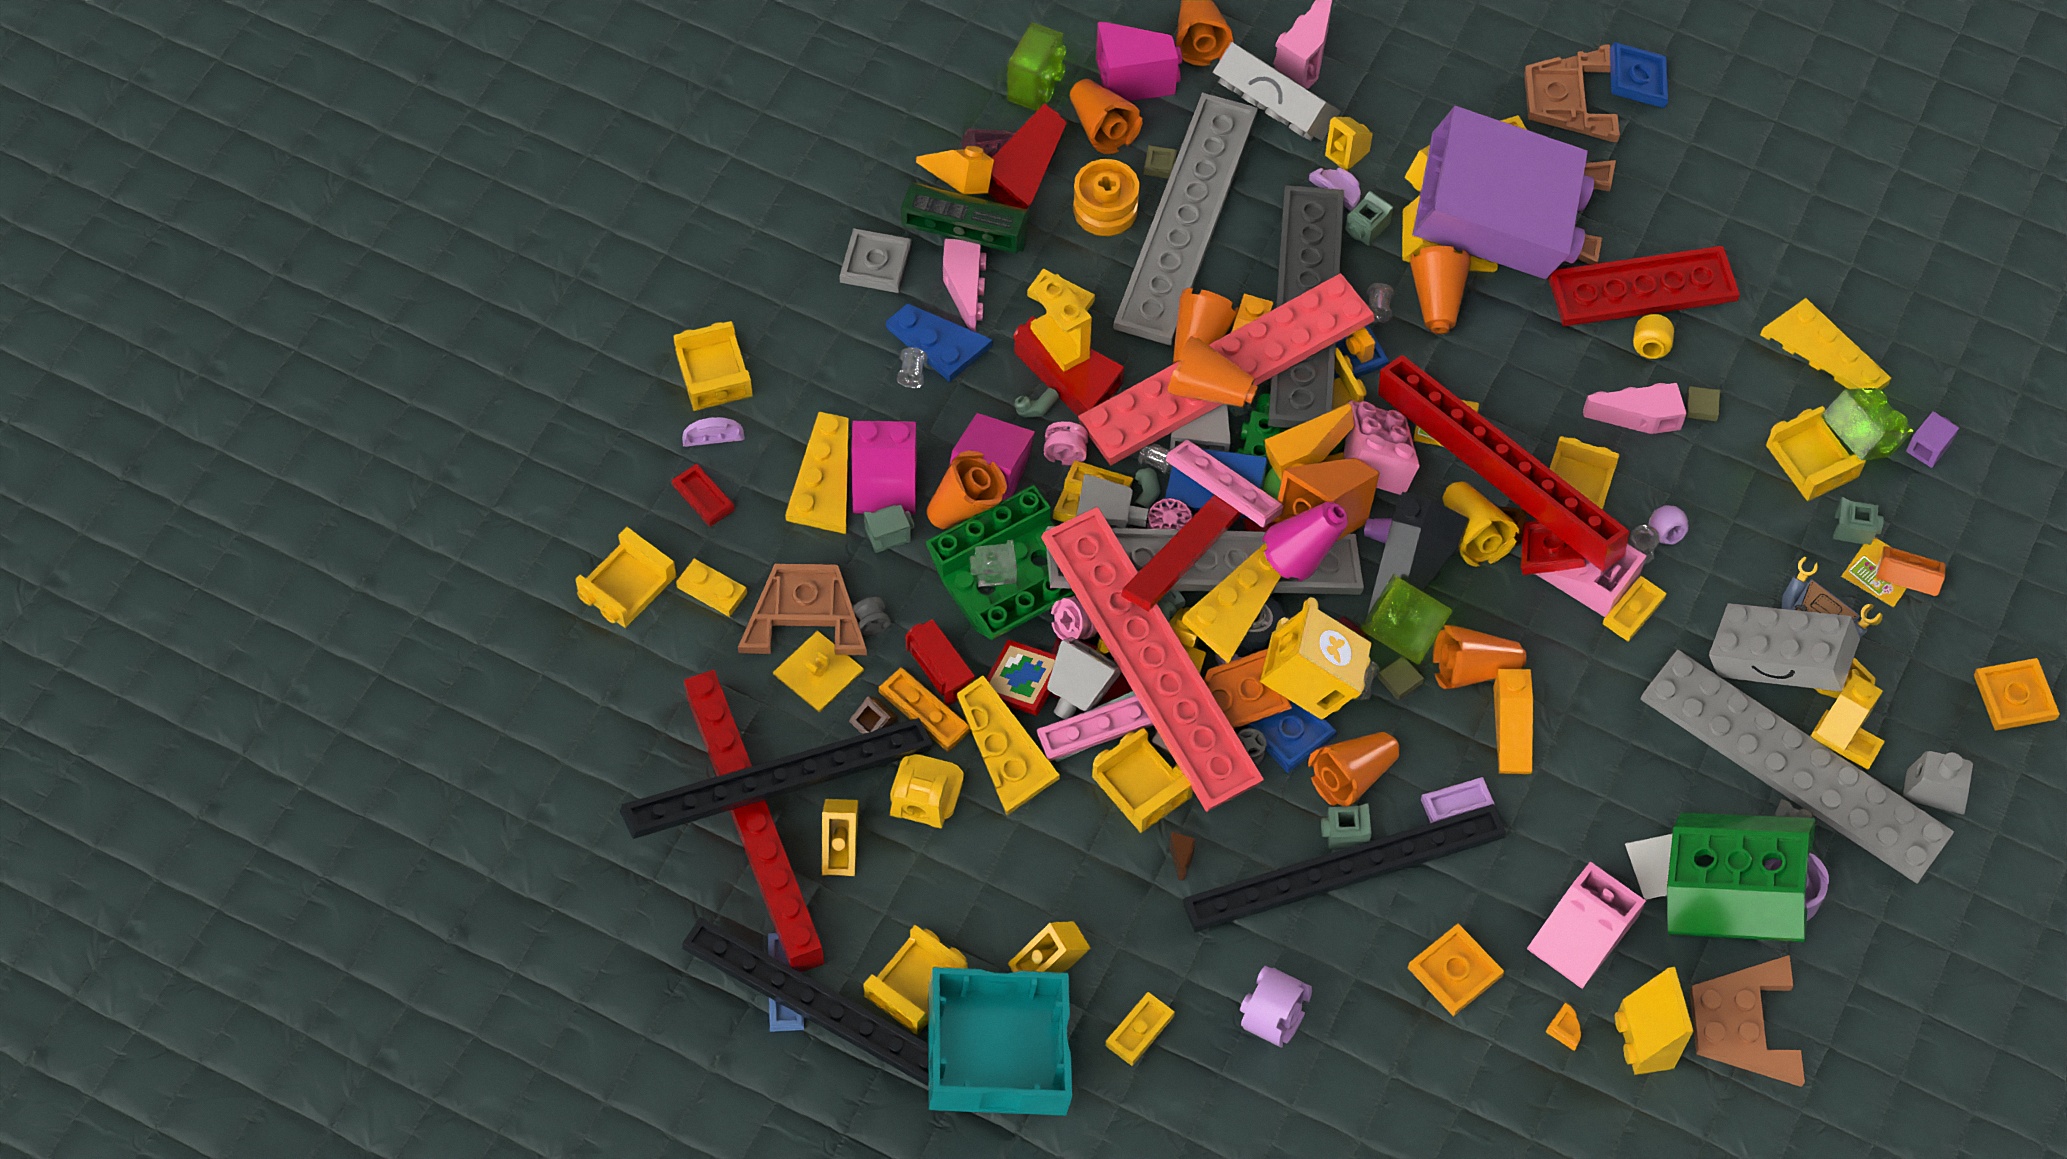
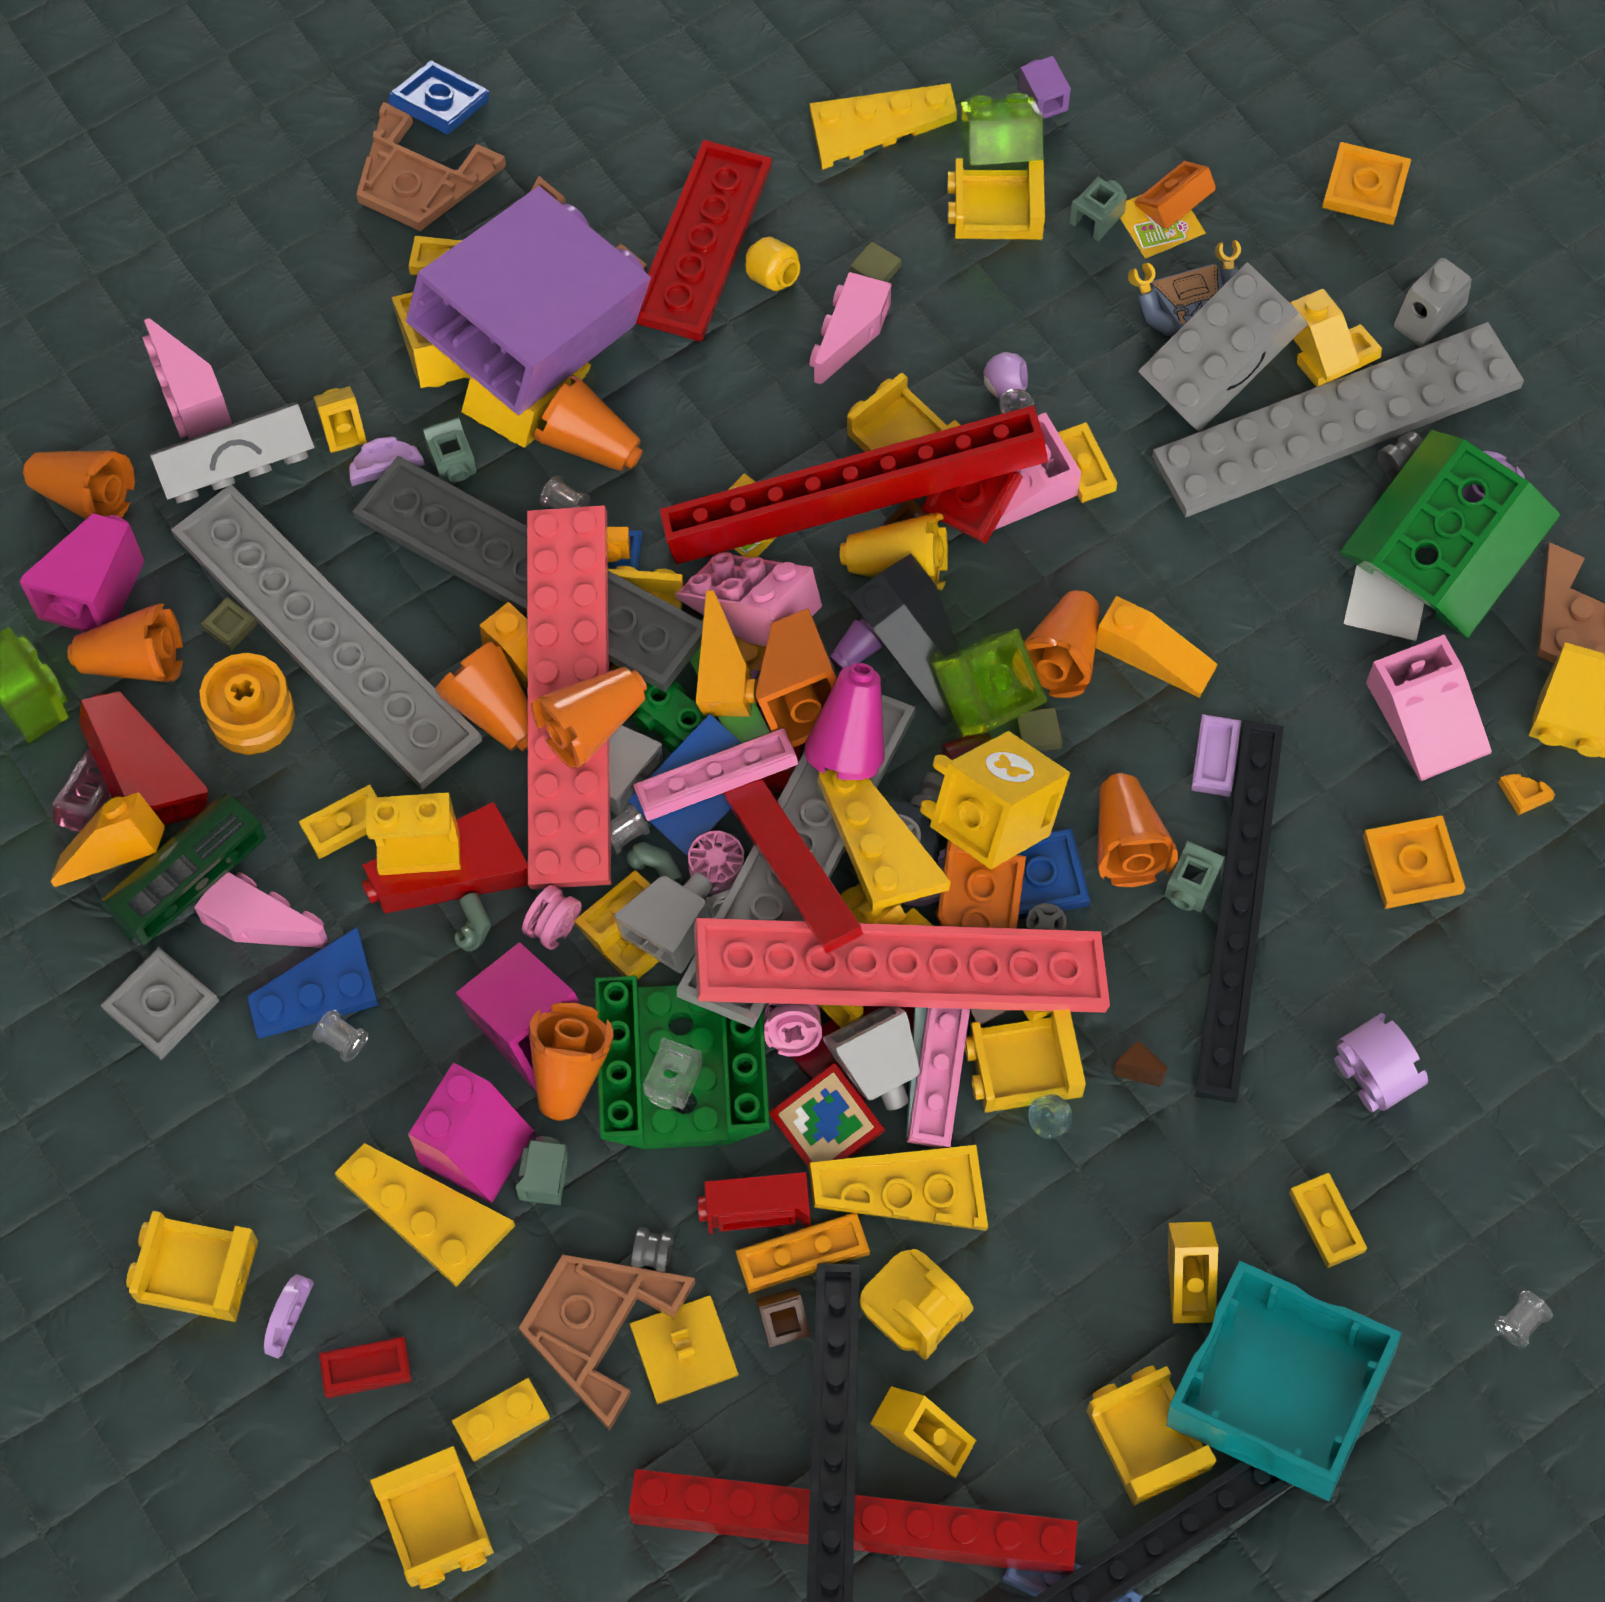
camera: 60 degrees left, 5 degrees up
(1110, 814) = (1050, 1116): none -> clear light blue tile

